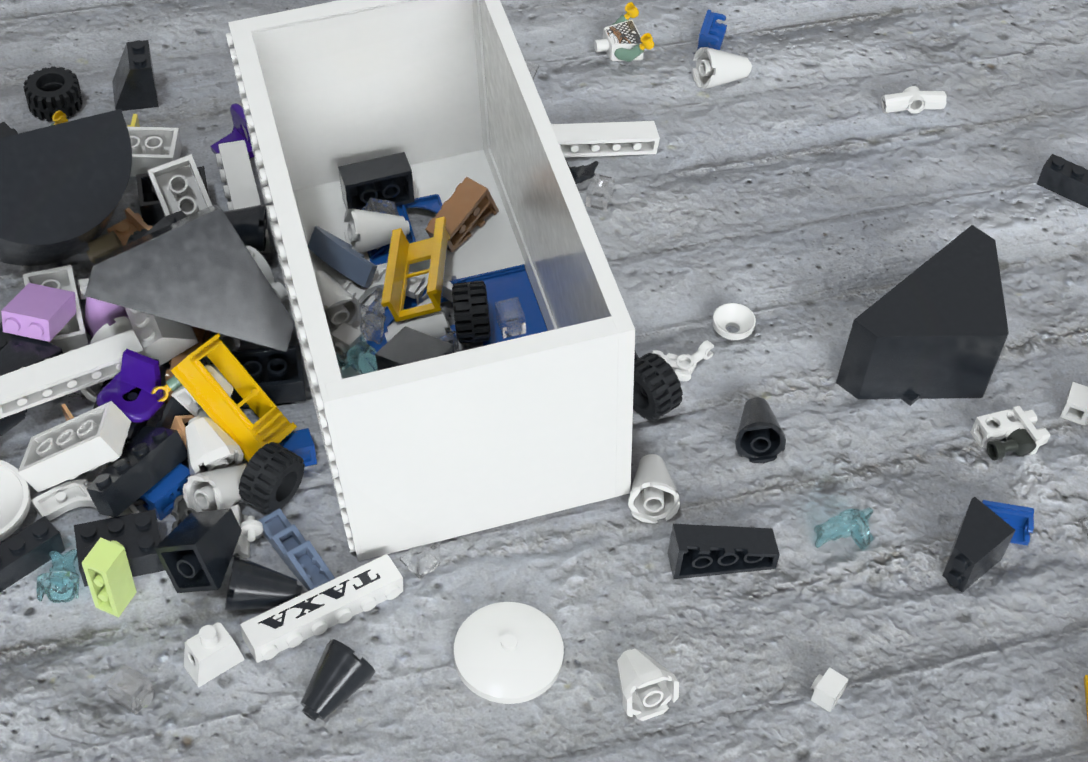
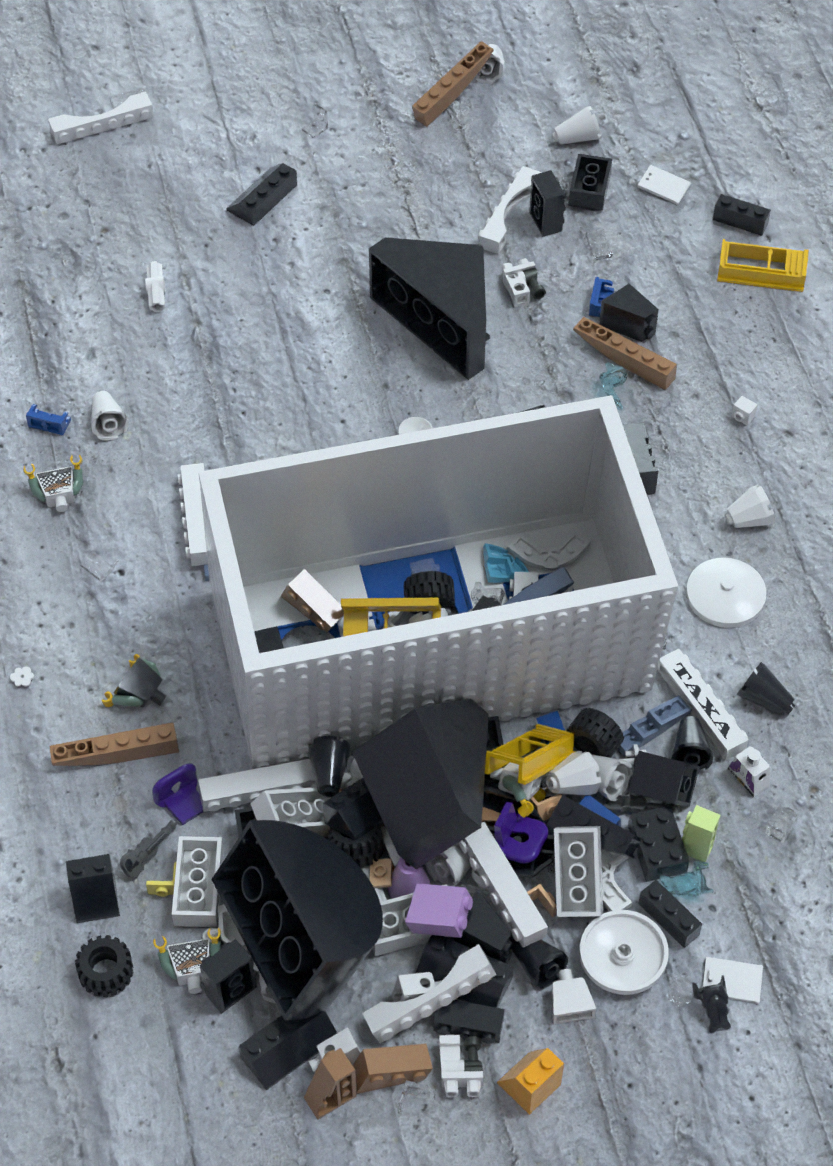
camera: 85 degrees left, 5 degrees up
(165, 110) = (133, 861): none -> dark grey piece
(906, 547) = (628, 353): none -> medium nougat slope

